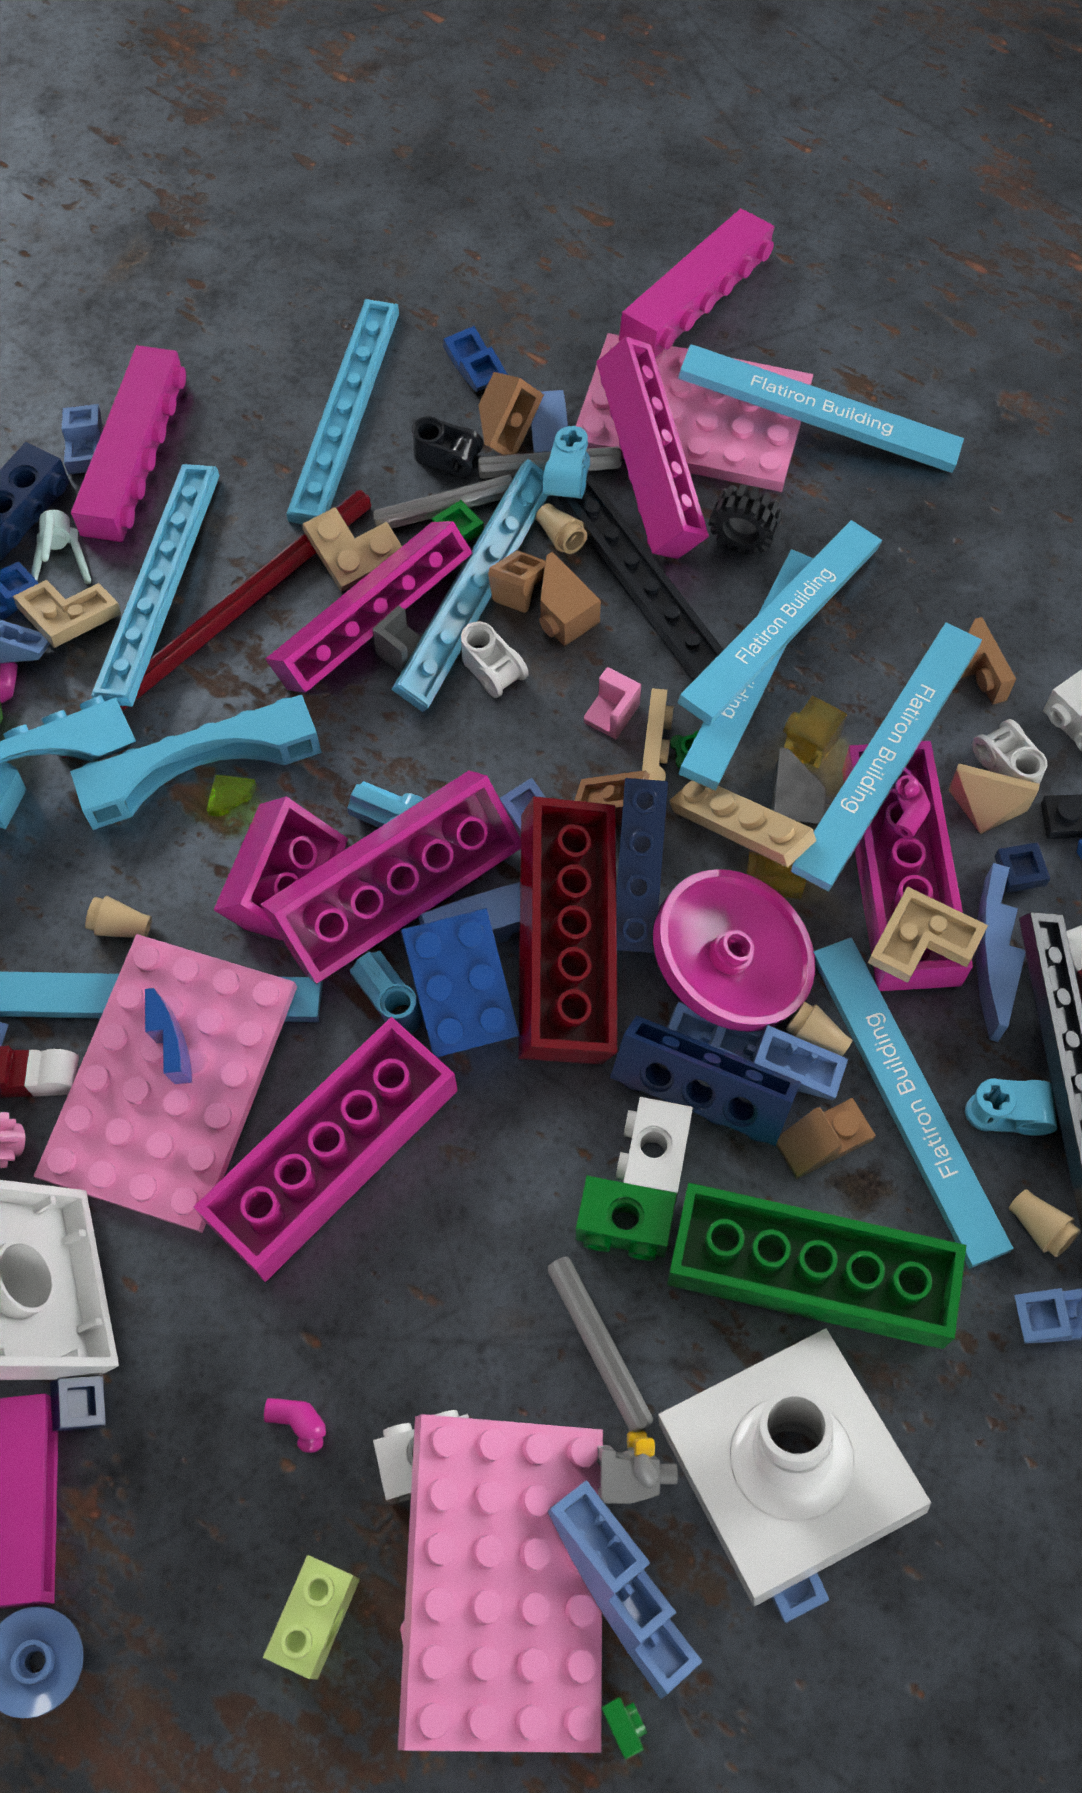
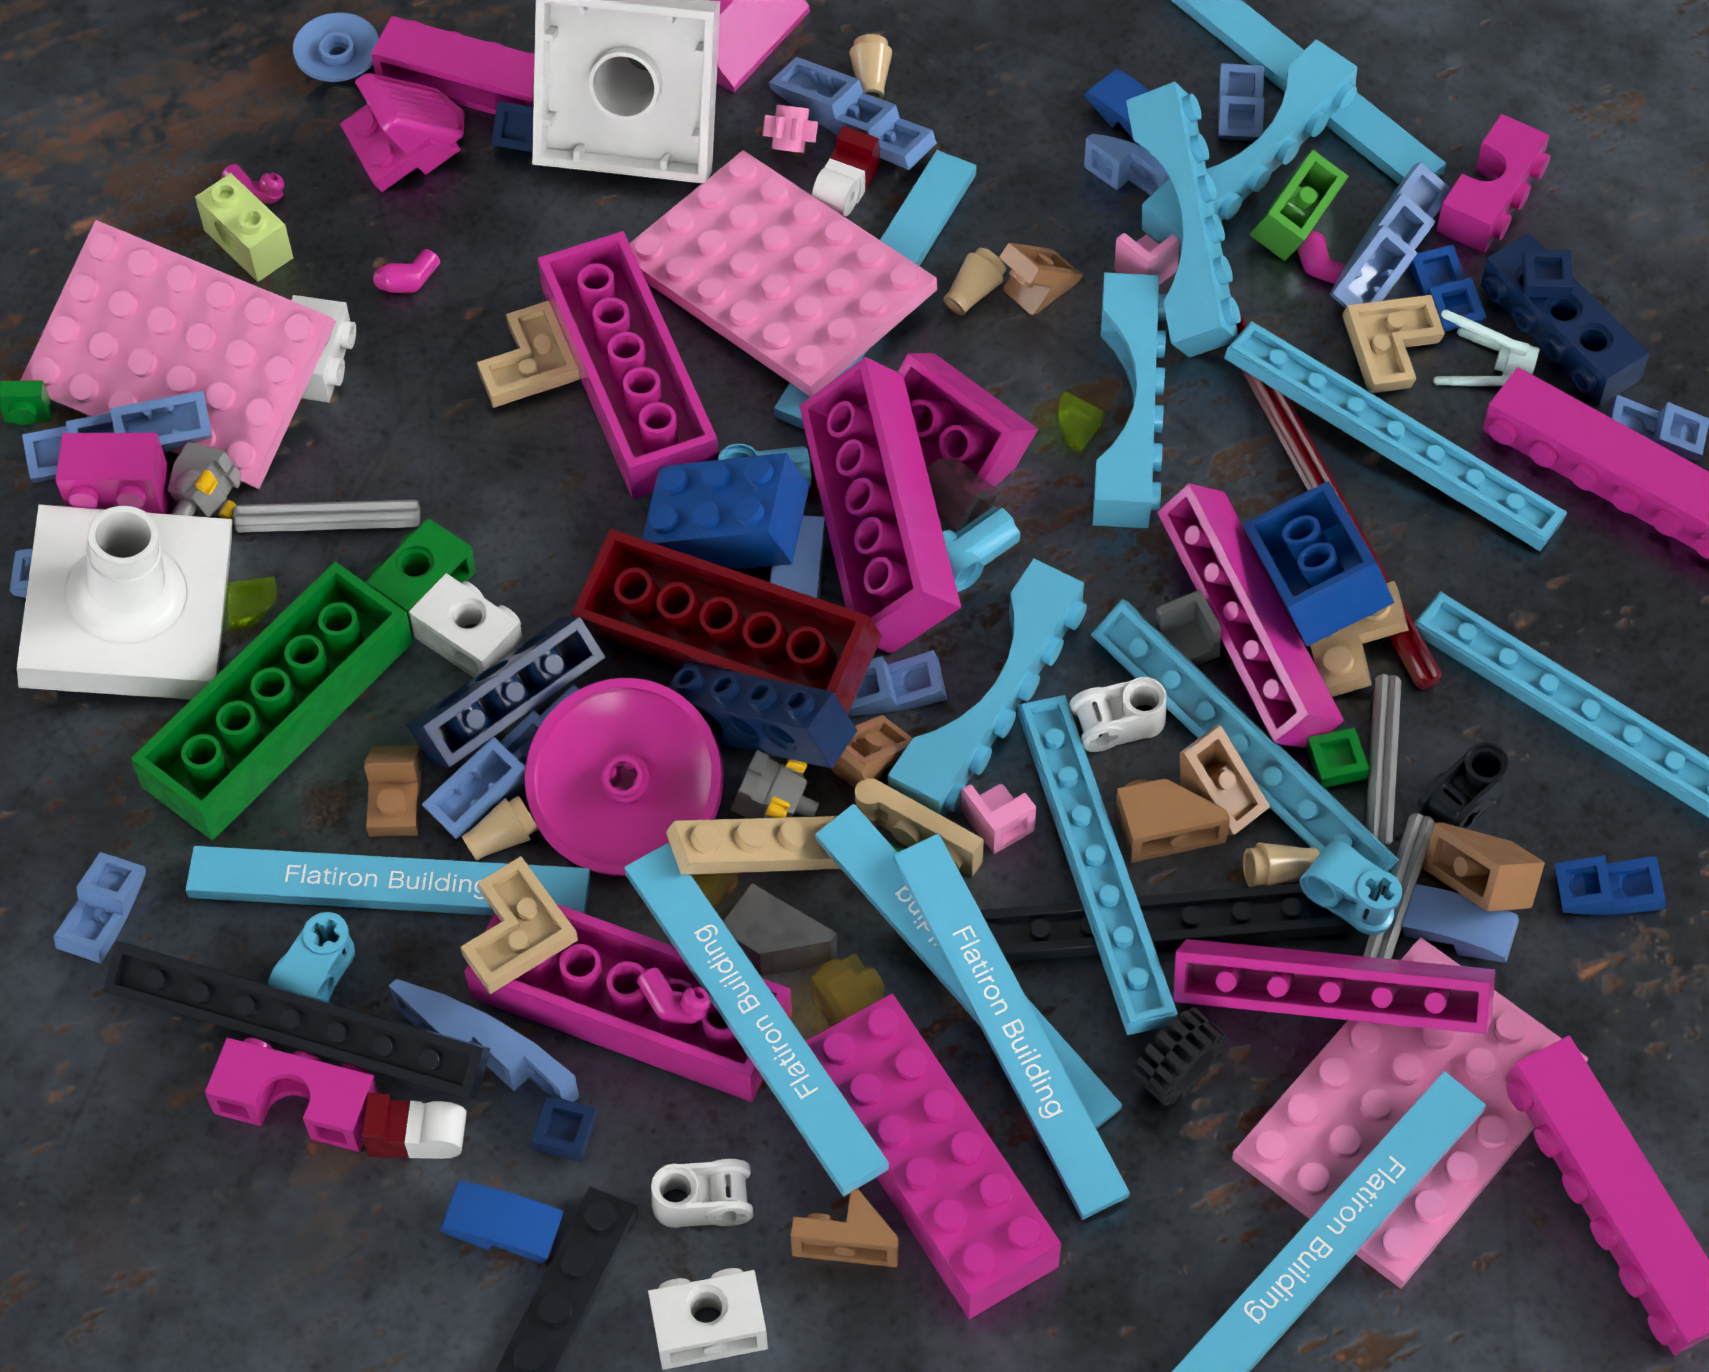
camera: 115 degrees right, 5 degrees down
(47, 801) = (1147, 256): none -> bright pink panel
(93, 872) = (1037, 276): none -> medium nougat slope
(122, 1520) = (402, 128): none -> dark pink piece
(165, 1029) = (811, 261): blue slope -> none
(252, 1643) = (267, 190): none -> dark pink arm
(314, 561) = (1318, 563): none -> blue brick
(345, 827) = (959, 492): none -> clear smoke brick
(347, 1236) = (538, 363): none -> tan plate
(435, 741) = (944, 760): none -> medium azure arch
(620, 626) = (1097, 866): none -> medium azure tile
(683, 851) = (773, 790): none -> light grey piece
(683, 1545) = (114, 471): none -> dark pink brick
(716, 1363) = (250, 600): none -> clear neon green tile
(895, 630) = (941, 1161): none -> dark pink brick
(990, 796) = (669, 1142): tan slope -> none
(1046, 1224) = (189, 930): tan cone -> none

